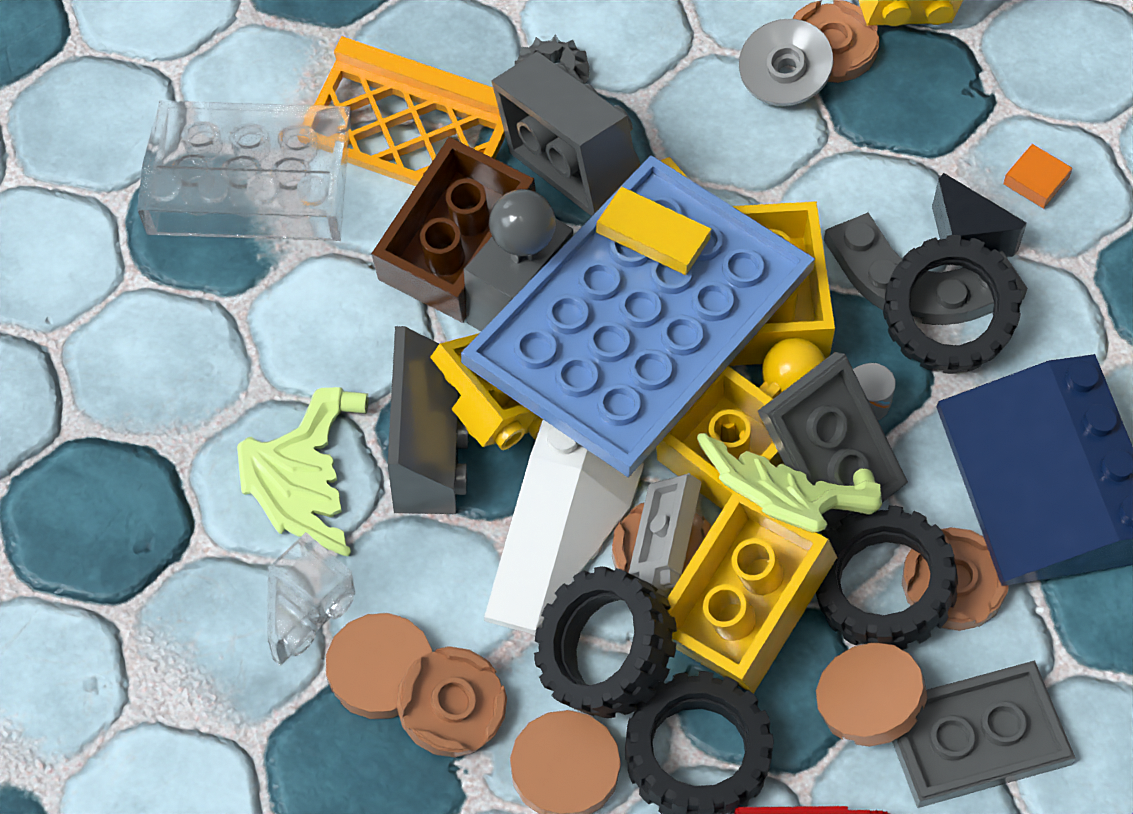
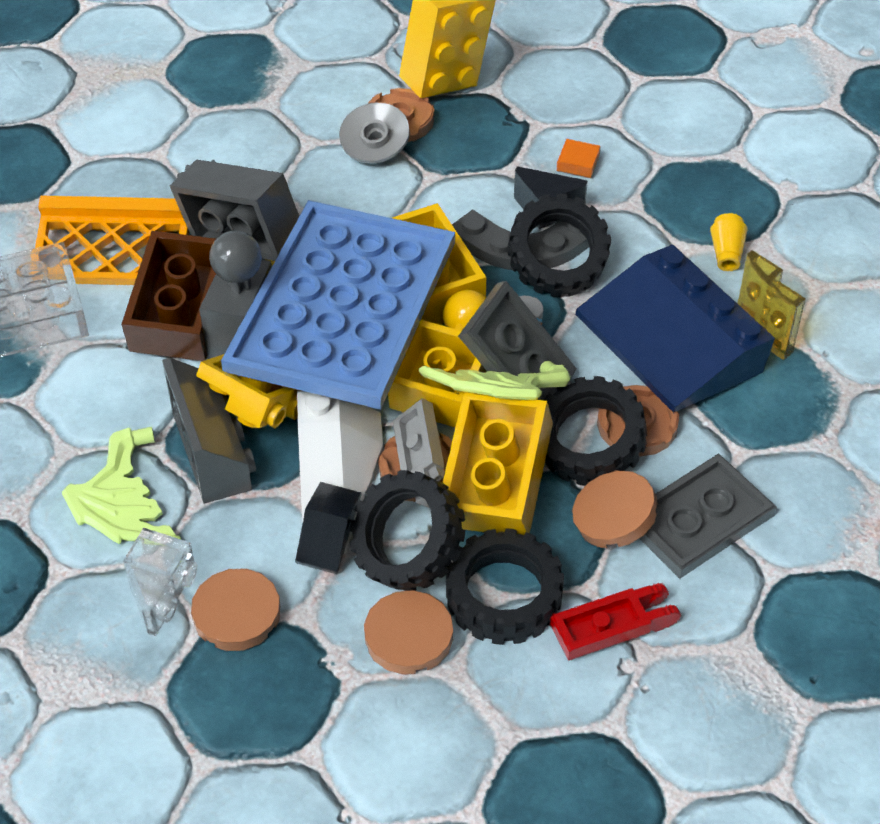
camera: 20 degrees left, 10 degrees down
(451, 702) = (303, 614): nougat tile -> none
(518, 597) = (326, 527): none -> black slope
(653, 230) = (332, 243): yellow tile -> none

